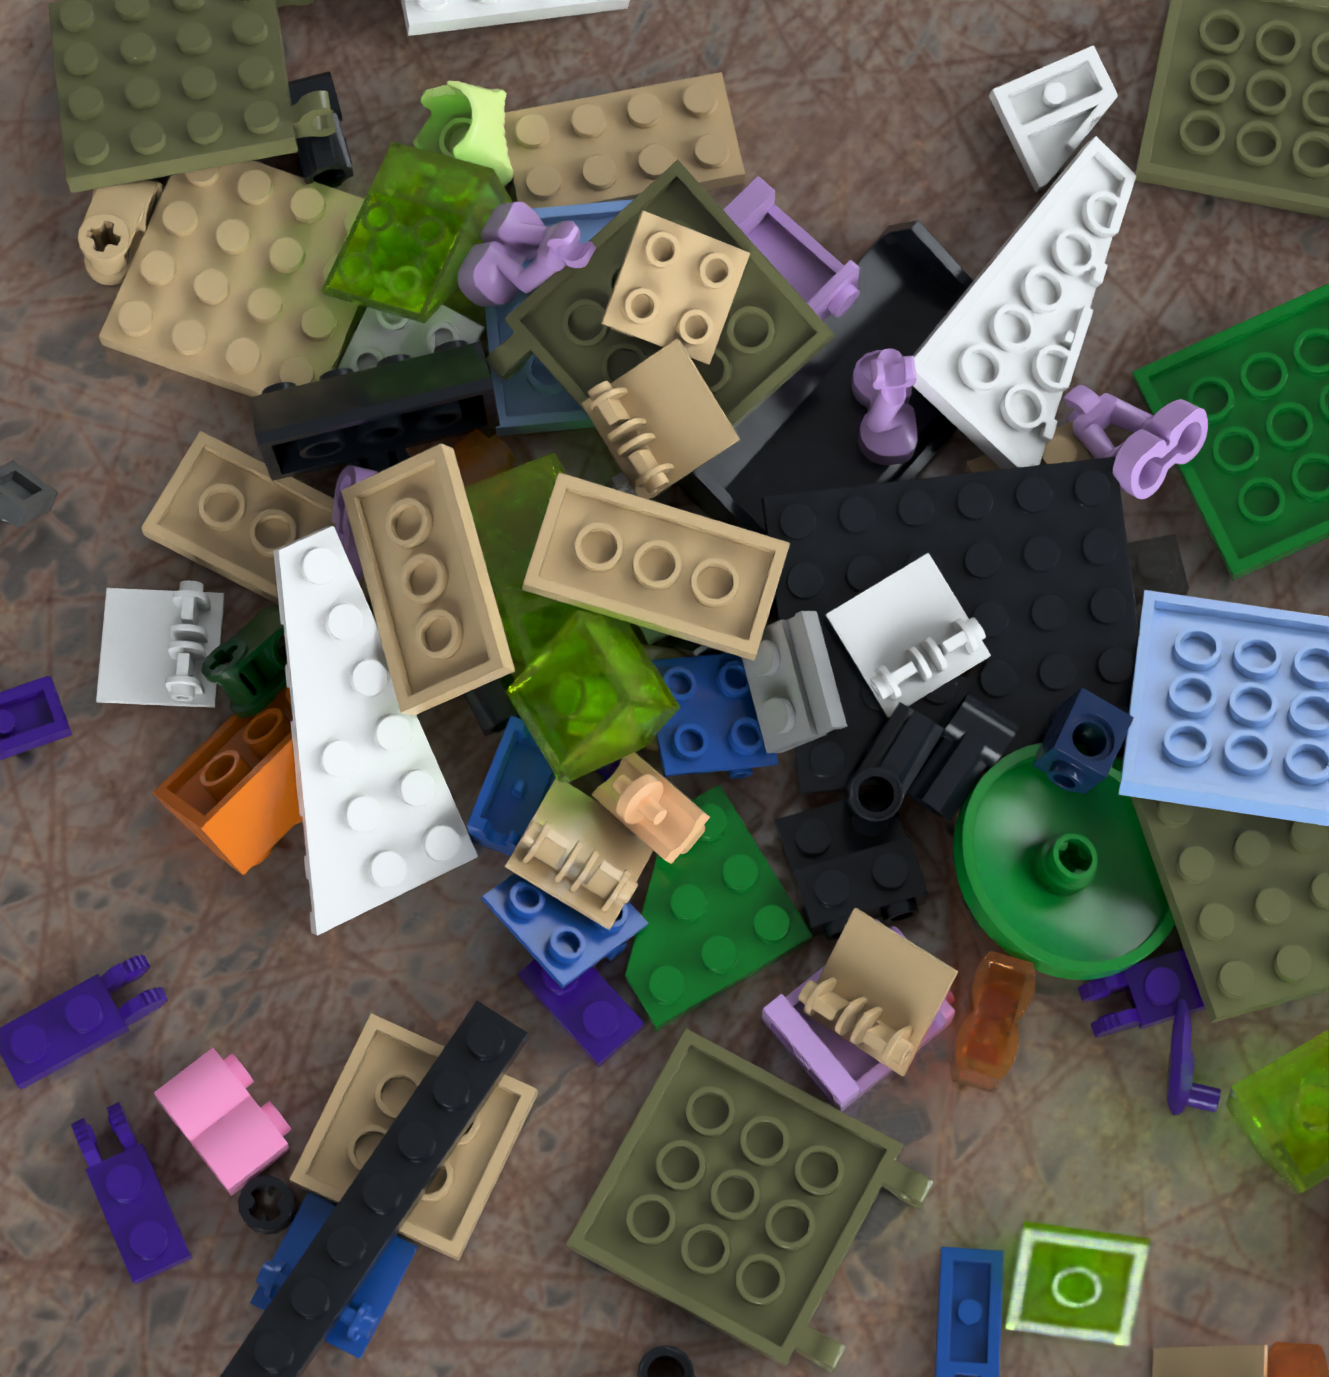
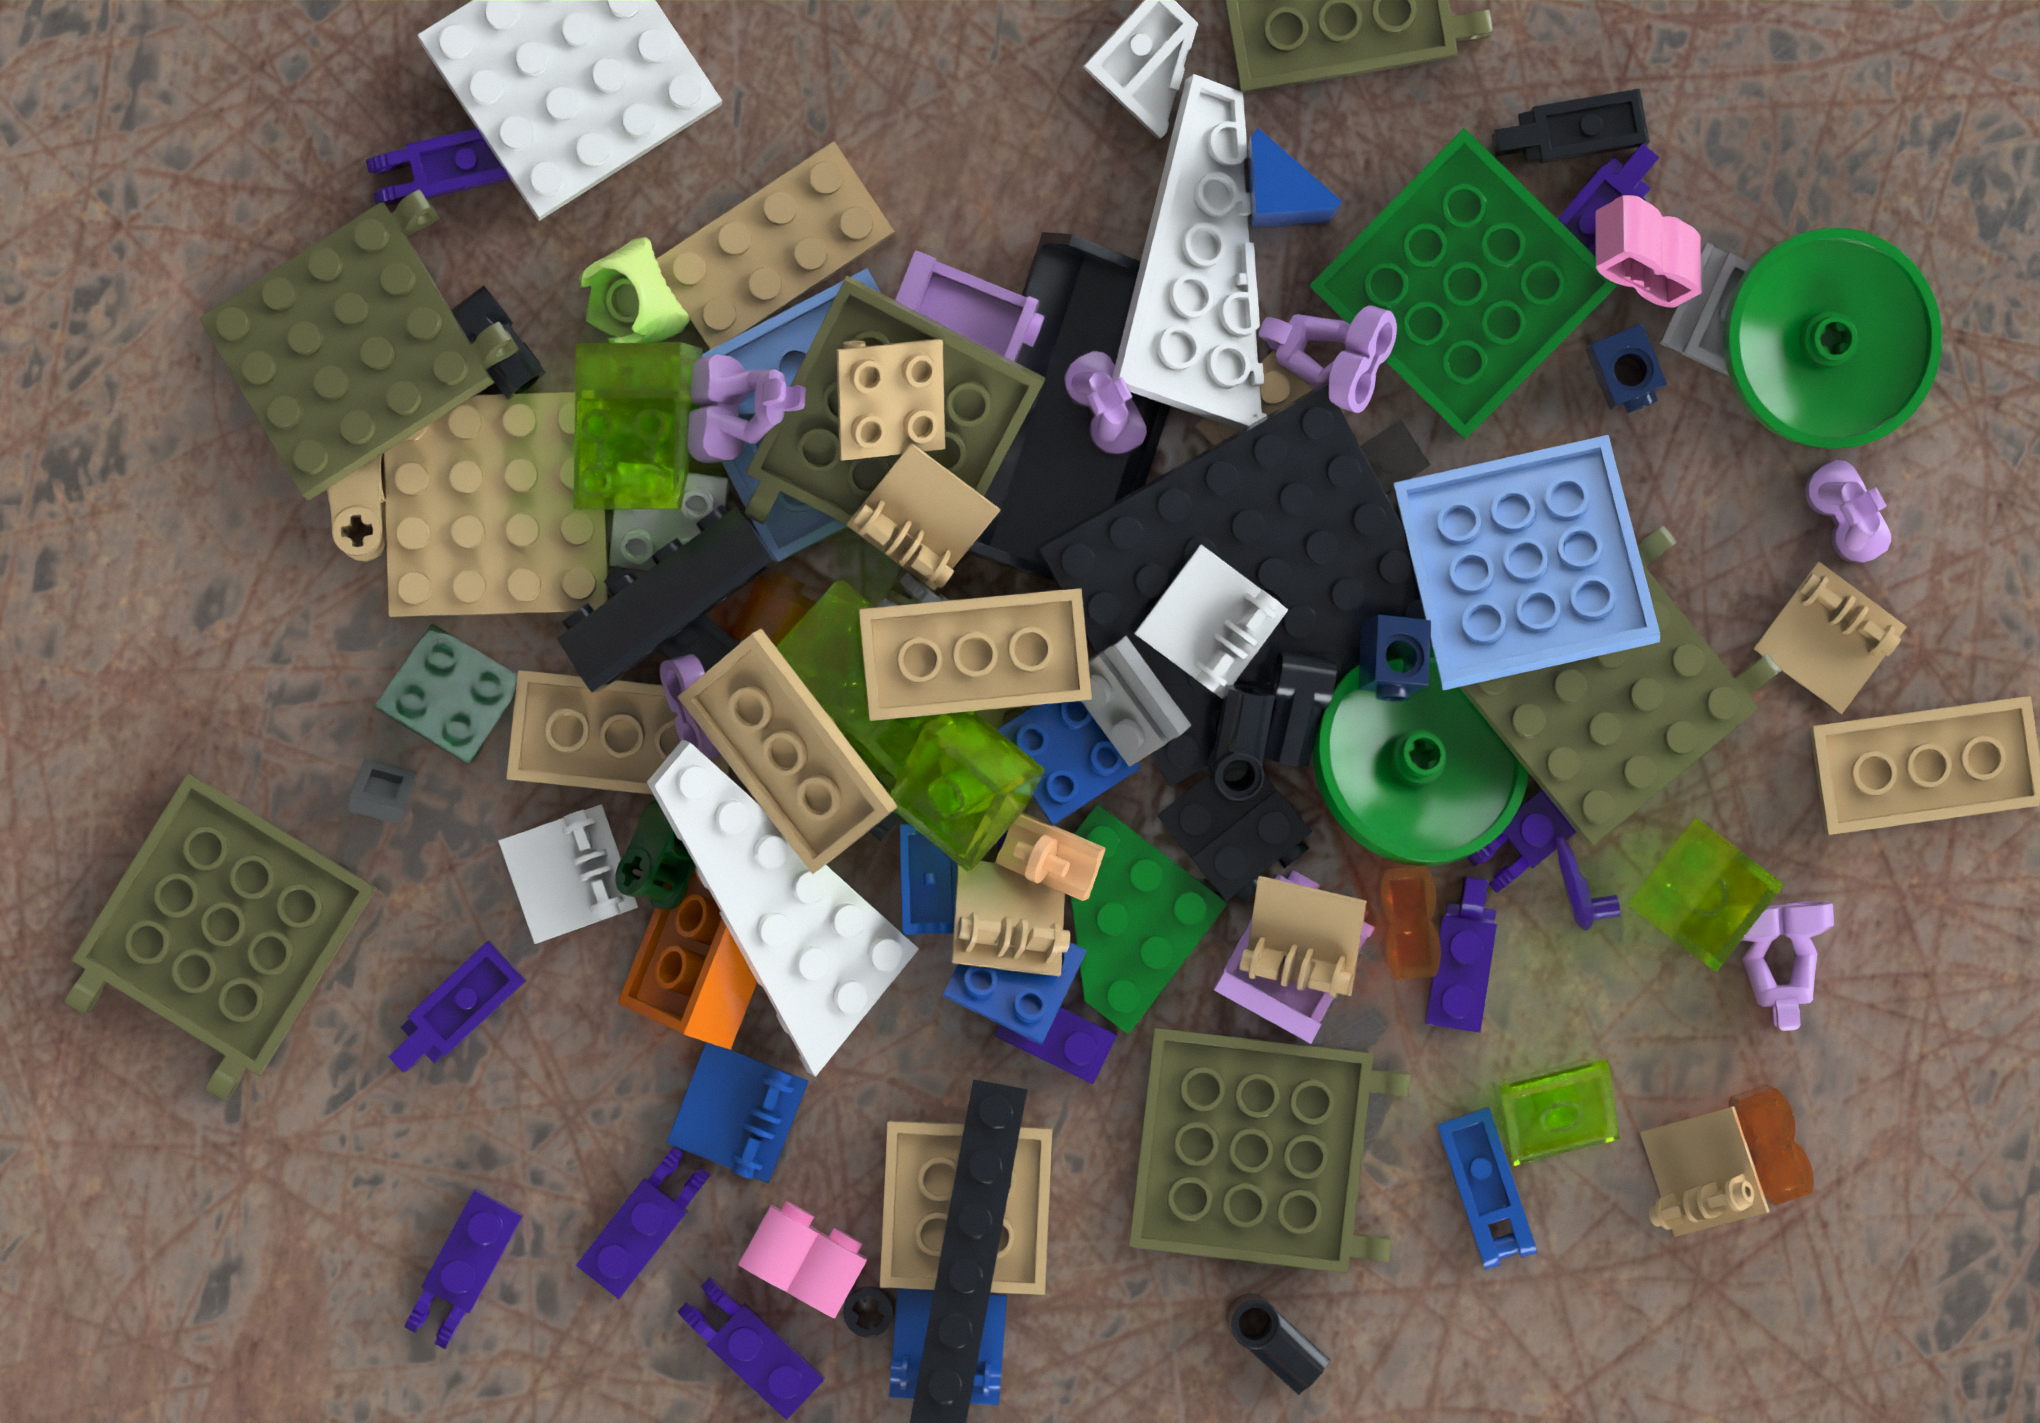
camera: 15 degrees left, 15 degrees up
(121, 431) = (449, 694): none -> clear green hinge
(224, 947) = (737, 1112): none -> blue hinge
(1033, 1093) = (1467, 947): none -> dark purple hinge
(1147, 270) = (1283, 189): none -> blue slope

